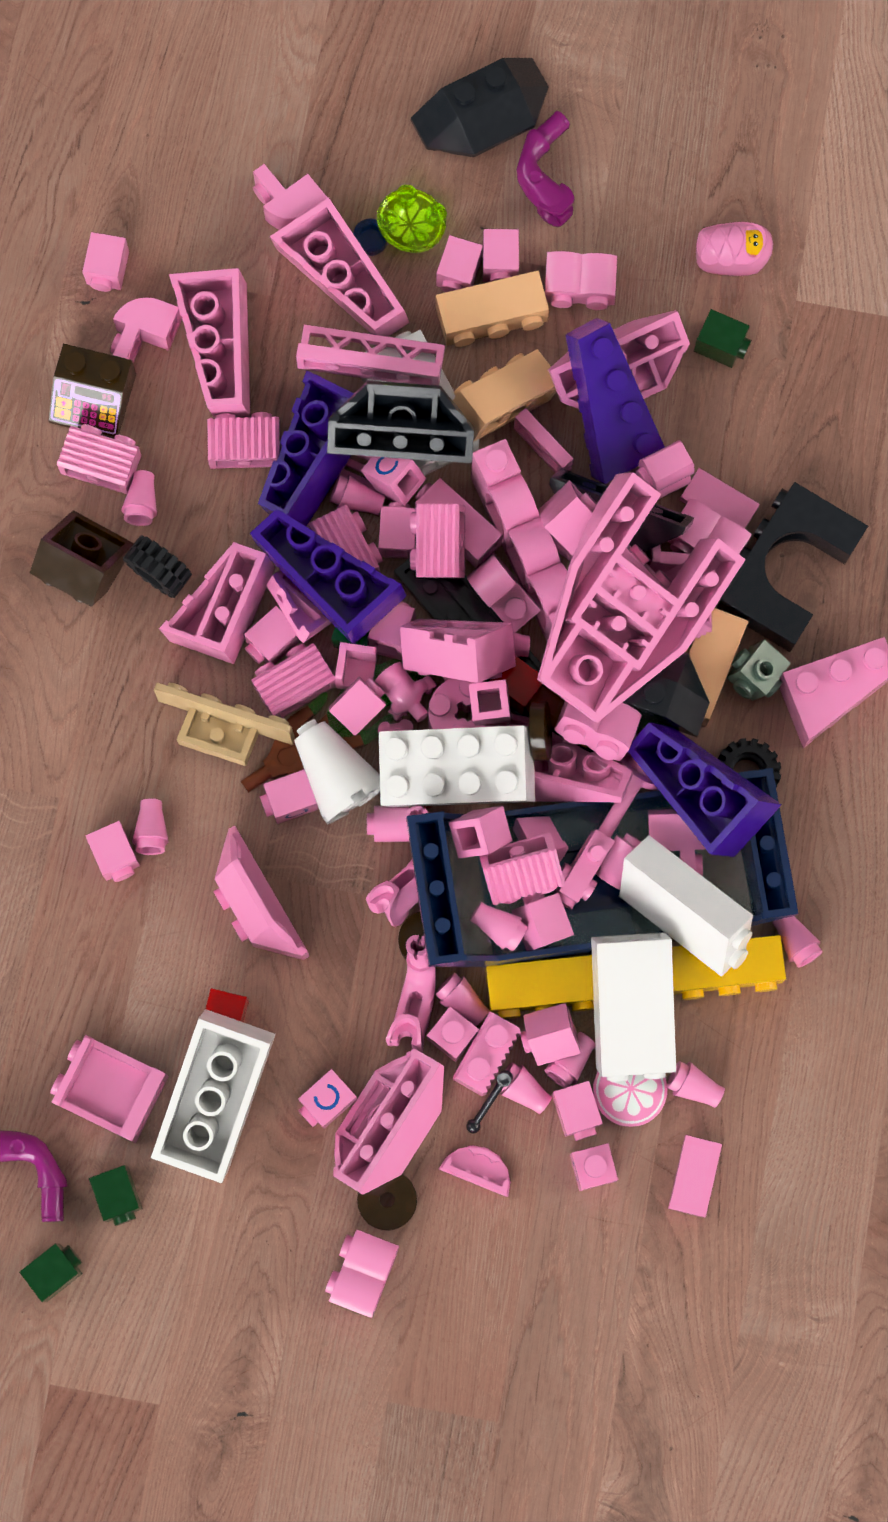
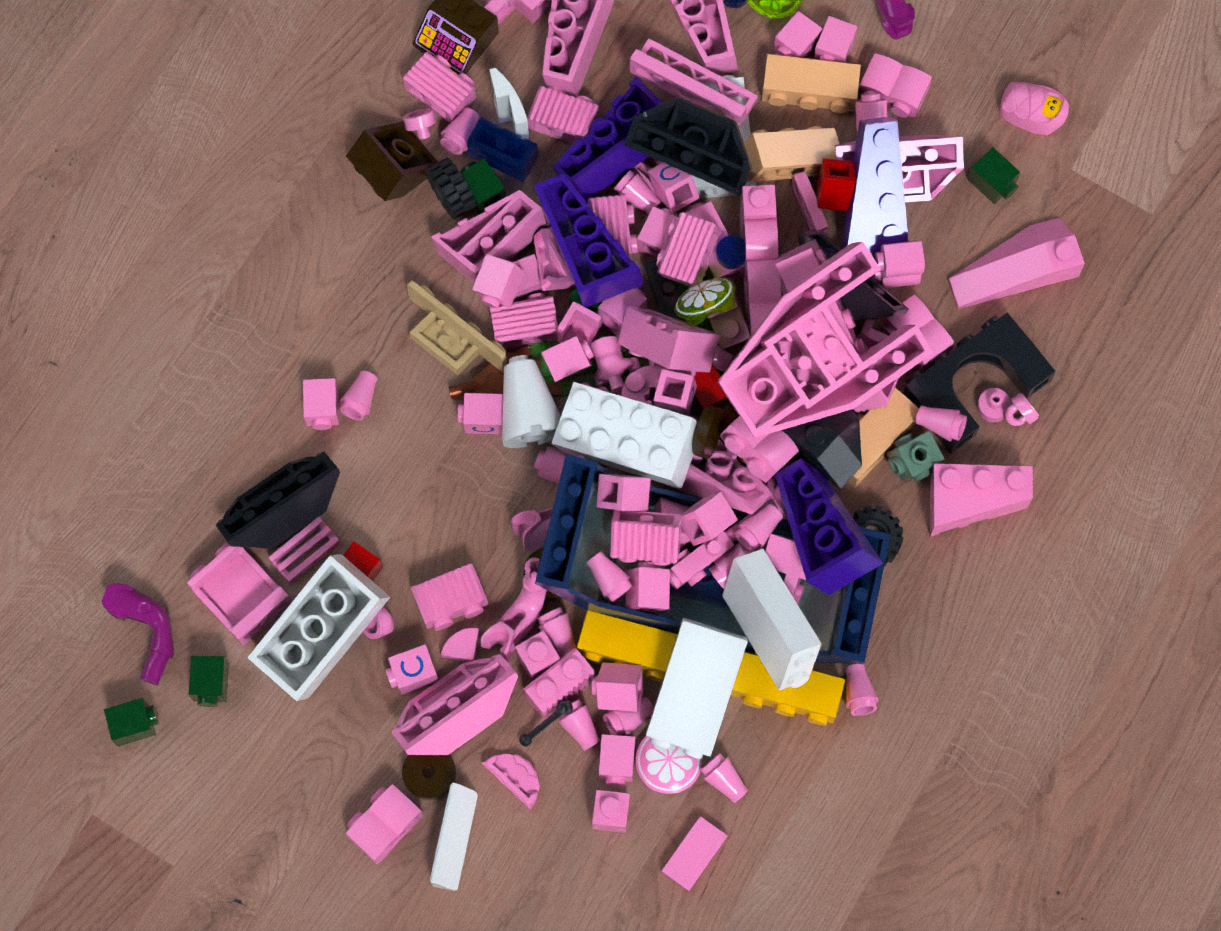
camera: 25 degrees right, 5 degrees down
(93, 504) = (420, 121): none -> bright pink tile
(114, 977) = (280, 503): none -> black wedge
(145, 1010) = (297, 540): none -> bright pink tile
(183, 452) = (508, 104): none -> white slope
(189, 548) = (483, 183): none -> dark green brick
(195, 503) = (502, 149): none -> clear blue brick
(251, 651) = (498, 282): none -> bright pink brick
(253, 901) = (418, 486): bright pink wedge -> none
(274, 1066) = (380, 625): none -> bright pink tile
(335, 1007) = (450, 597): none -> bright pink brick
(367, 1052) = (461, 645): none -> bright pink tile
(441, 1258) = (453, 837): none -> white slope
(480, 589) = (705, 300): none -> clear neon green dish
(484, 525) = (731, 252): none -> clear blue tile
(565, 412) = (835, 184): none -> red brick
(567, 316) = (870, 107): none -> bright pink brick
(577, 824) = (707, 518): none -> bright pink brick
(632, 815) = (756, 530): none -> bright pink cone
(720, 498) = (941, 305): bright pink tile -> none
(775, 625) = (943, 422): none -> bright pink cone
(789, 416) = (1026, 261): none -> bright pink wedge
(810, 589) = (993, 404): none -> bright pink tile
(849, 575) = (1026, 409): none -> bright pink tile

